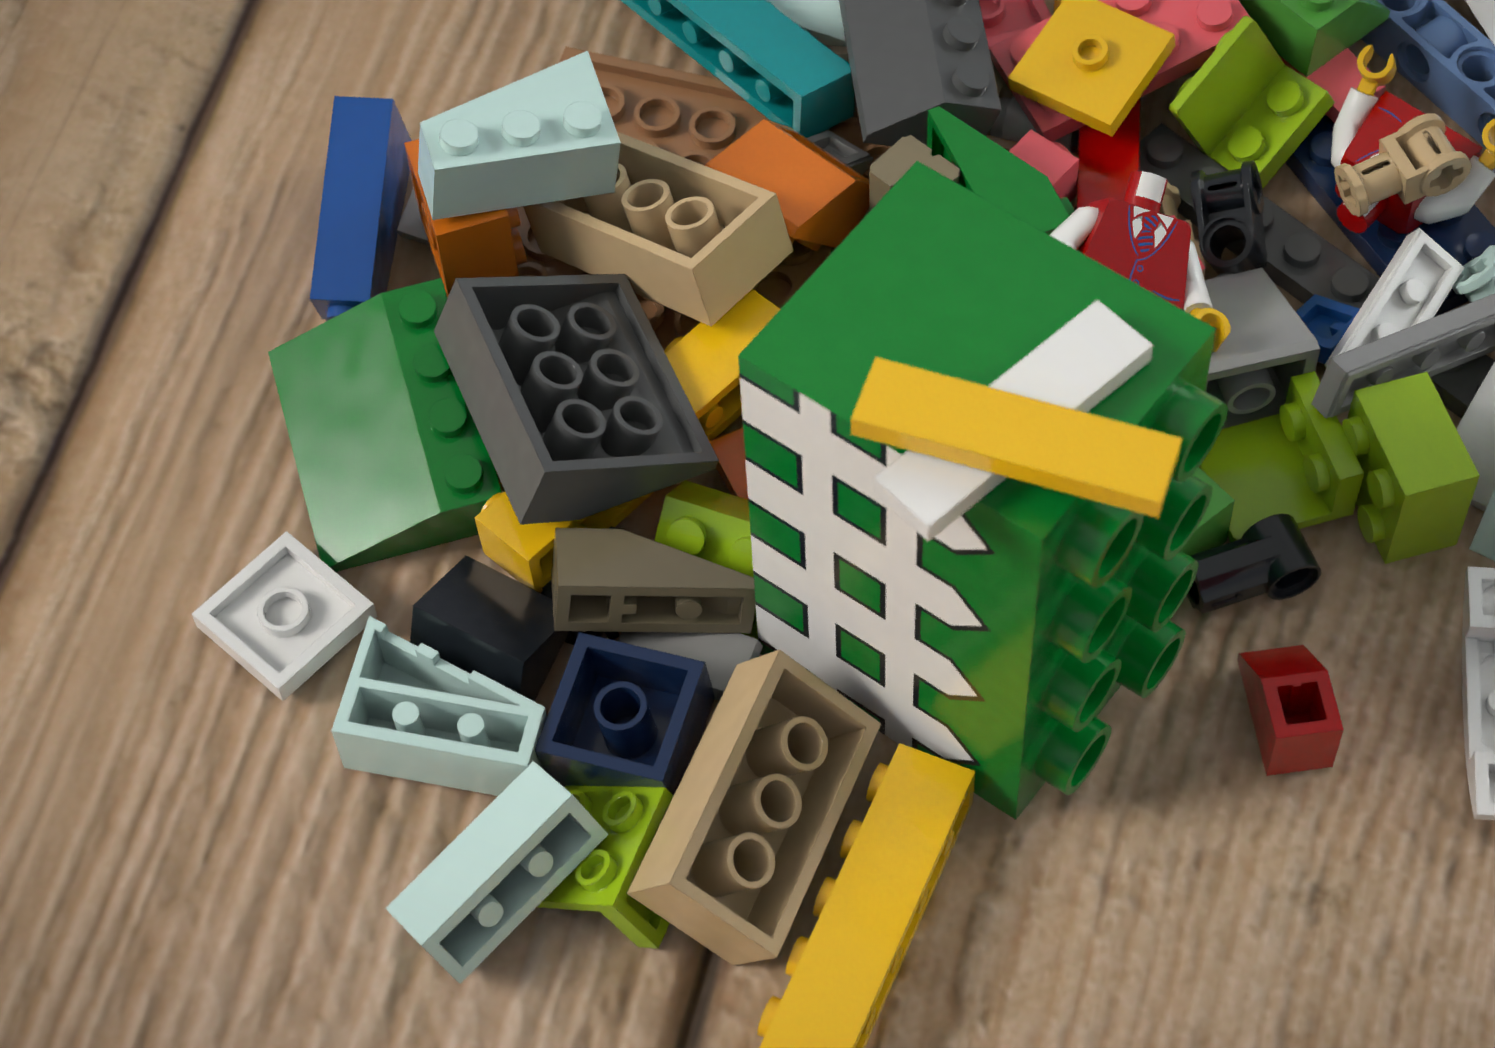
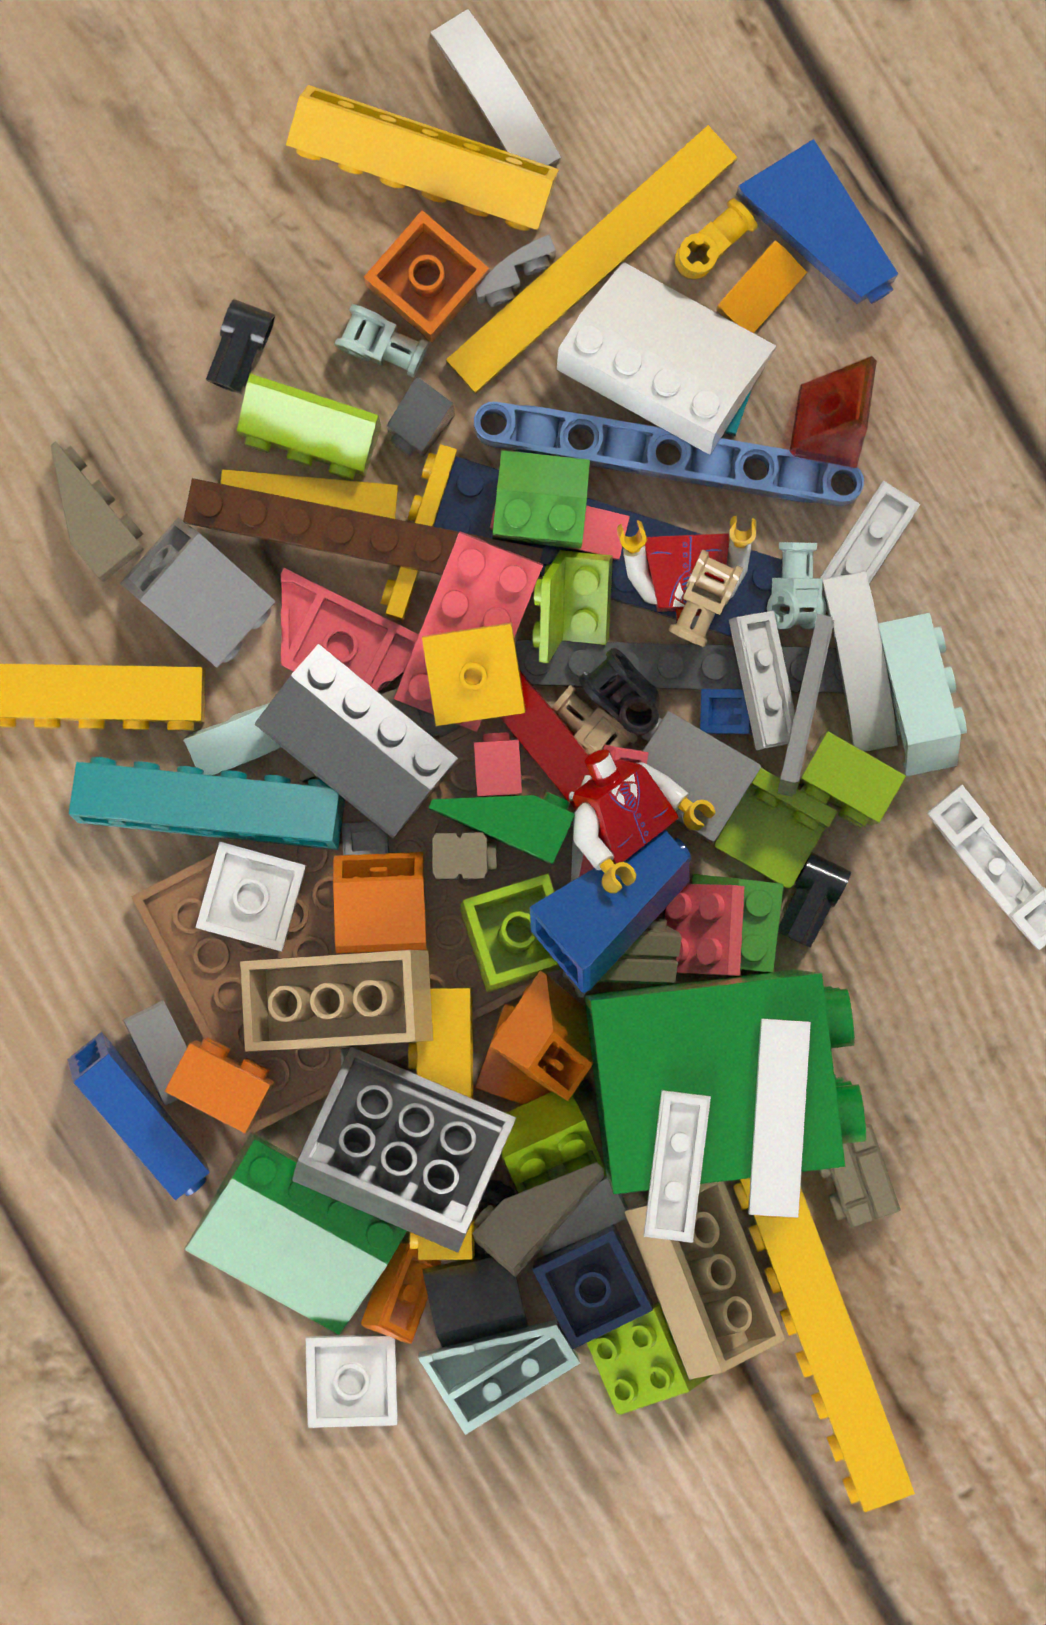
camera: 50 degrees left, 30 degrees up
(403, 576) = (399, 1296): none -> orange slope
(497, 871) = (611, 1422): light aqua brick -> none
(521, 144) = (245, 1043): light aqua wedge -> none
(679, 106) = (251, 896): none -> white plate
(824, 383) = (677, 1166): none -> white tile
(1016, 436) = (798, 1139): yellow tile -> none
(1034, 873) = (863, 1185): none -> dark tan brick
(1291, 709) = (899, 968): red slope -> none

